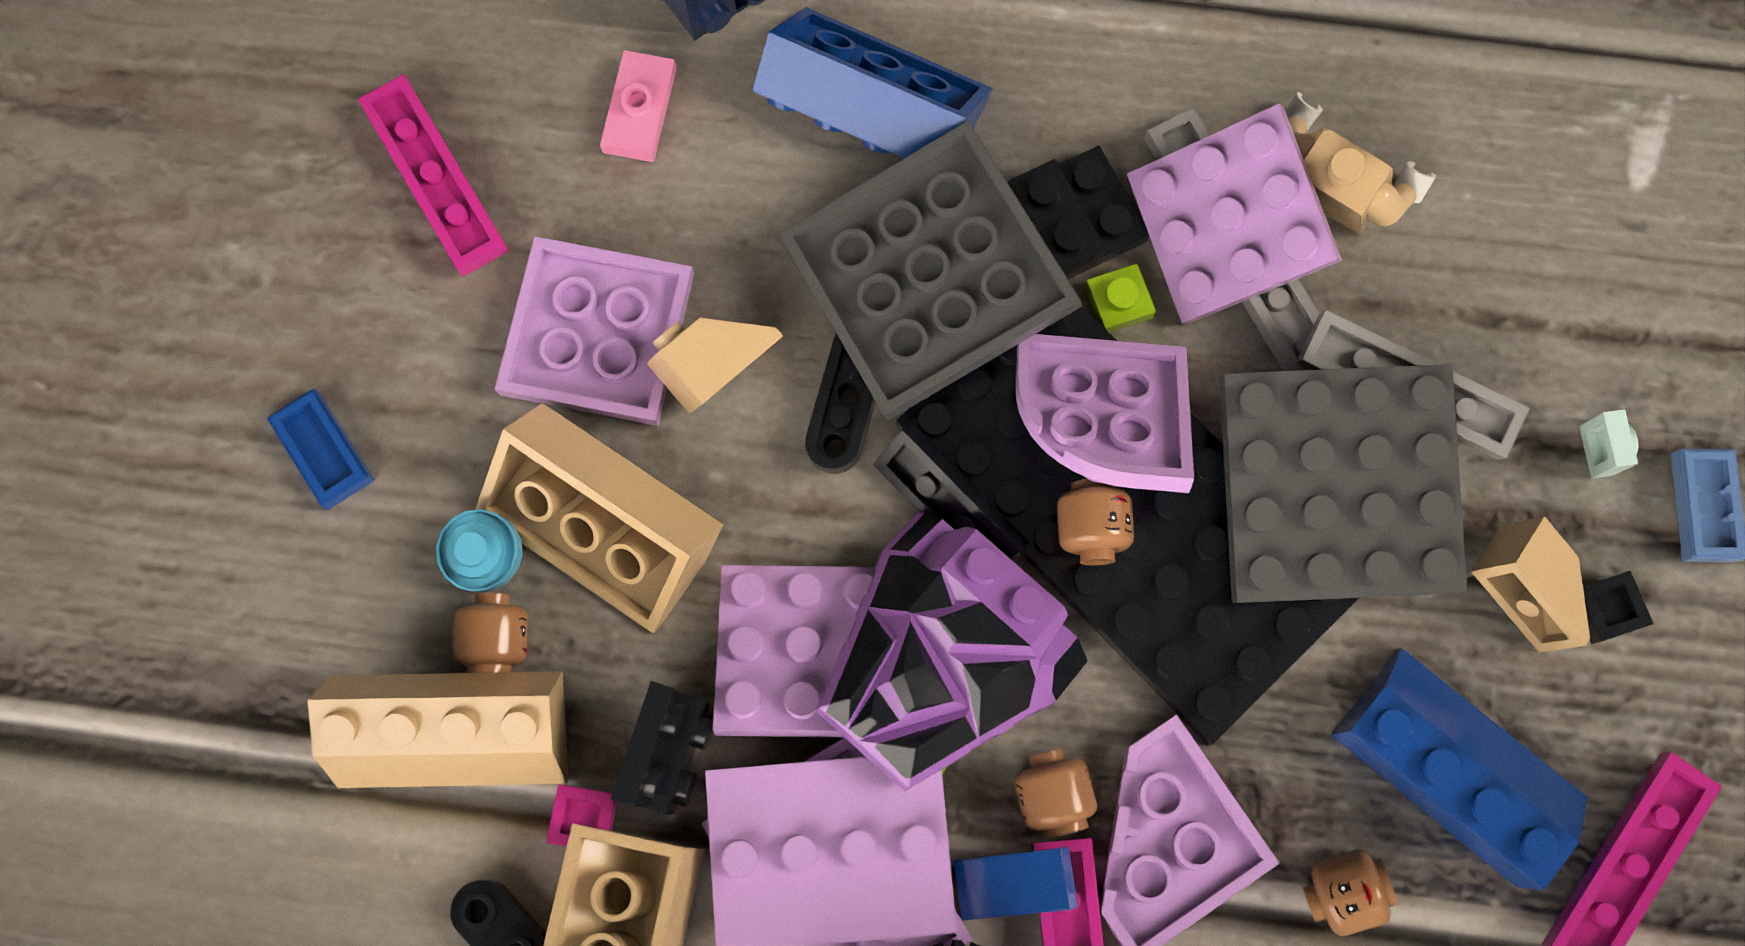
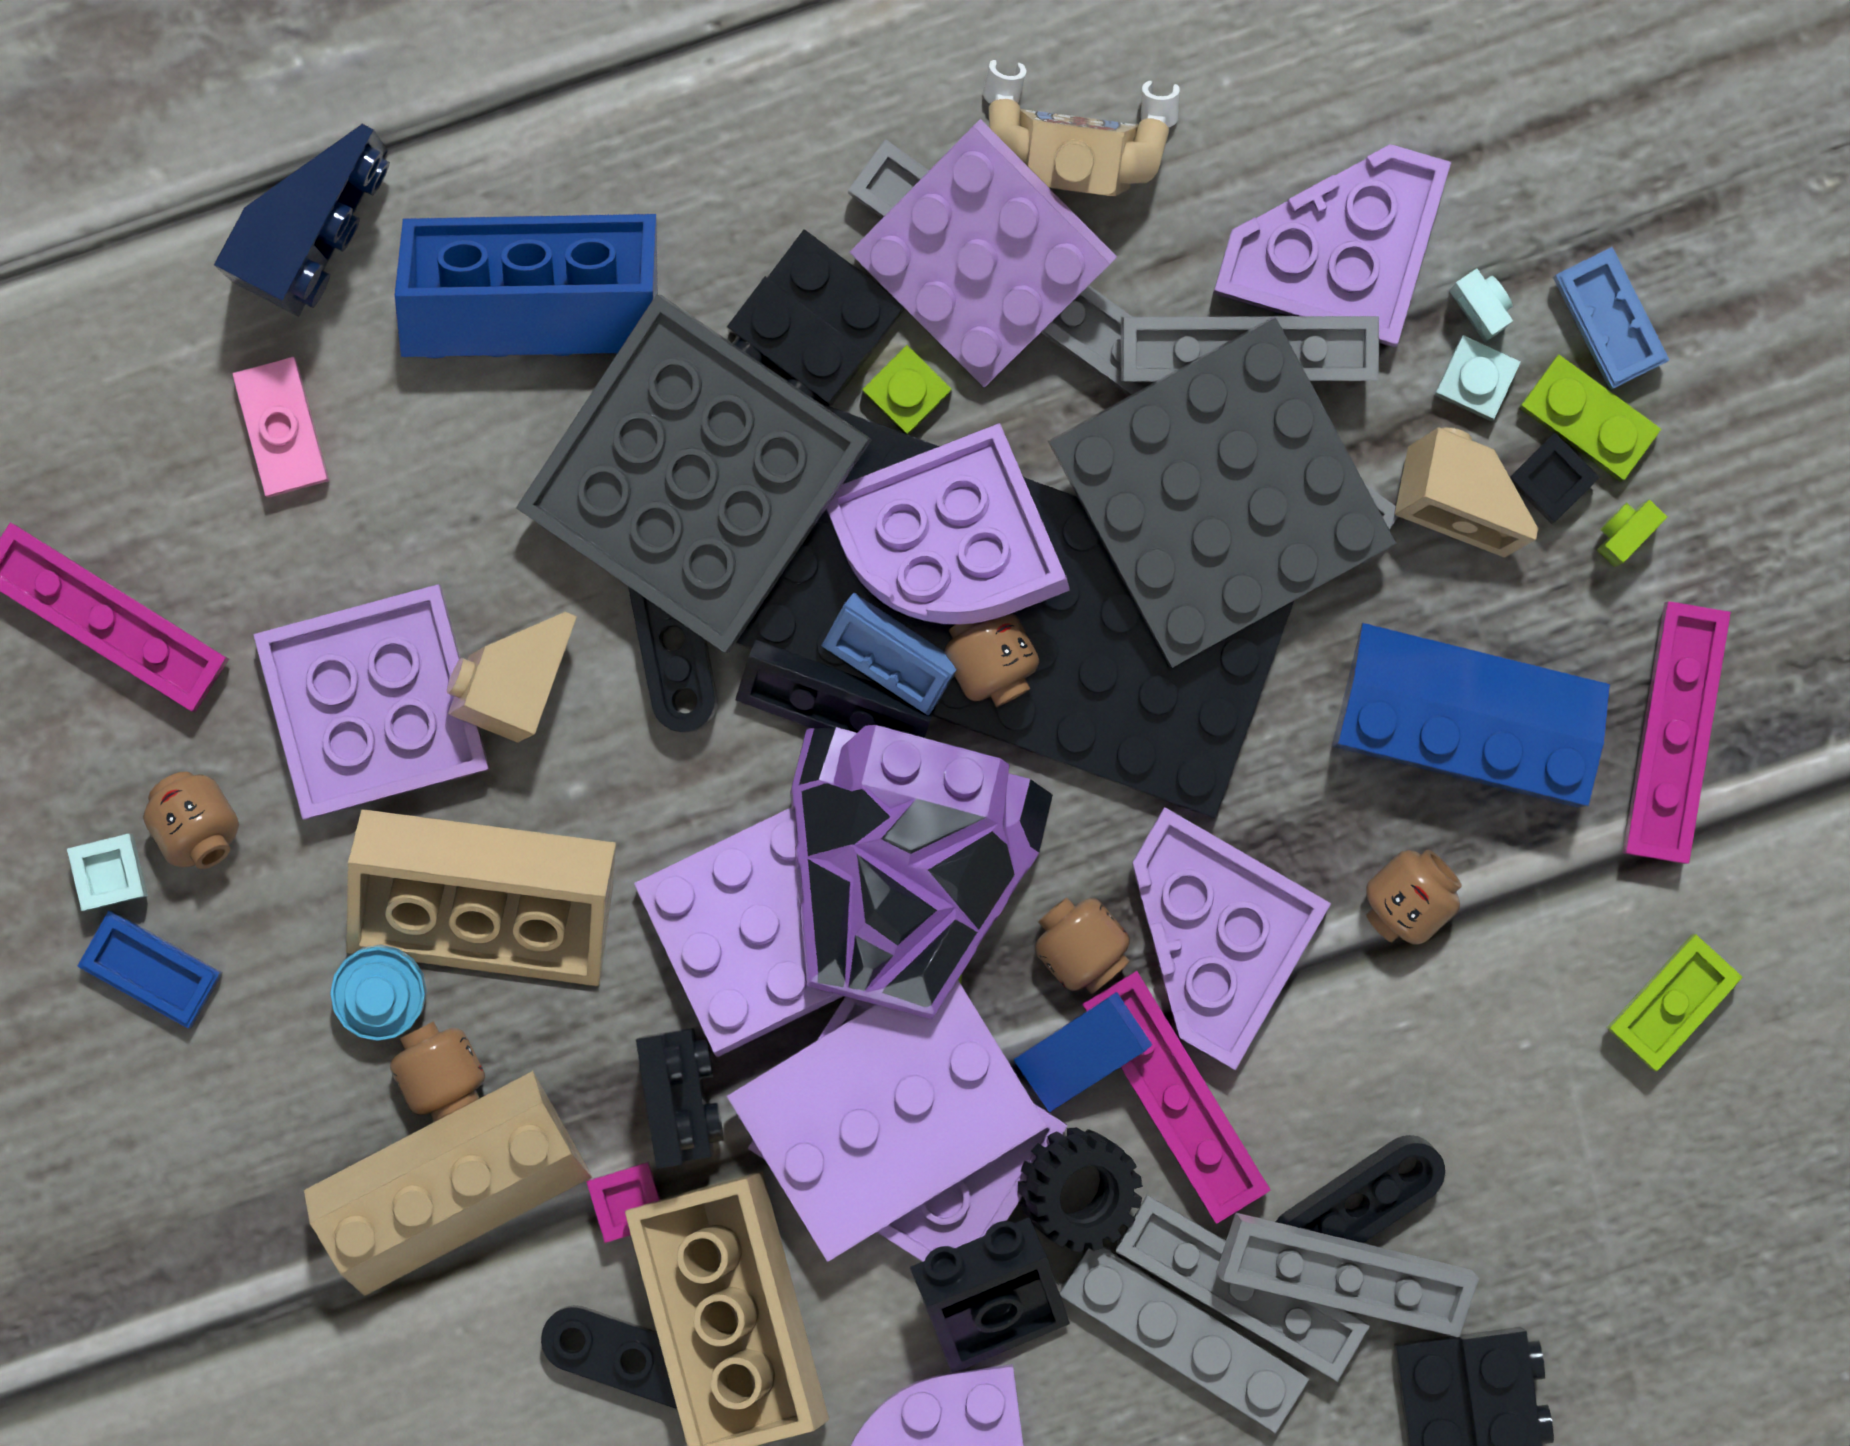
camera: 30 degrees left, 10 degrees up
(328, 359) = (107, 872): none -> light aqua plate
(410, 349) = (190, 820): none -> medium nougat head
(1014, 481) = (890, 653): none -> medium blue plate
(1517, 343) = (1341, 243): none -> lavender plate
(1577, 501) = (1477, 378): none -> light aqua plate
(1660, 678) = (1628, 530): none -> lime plate
(1661, 574) = (1590, 418): none -> lime plate

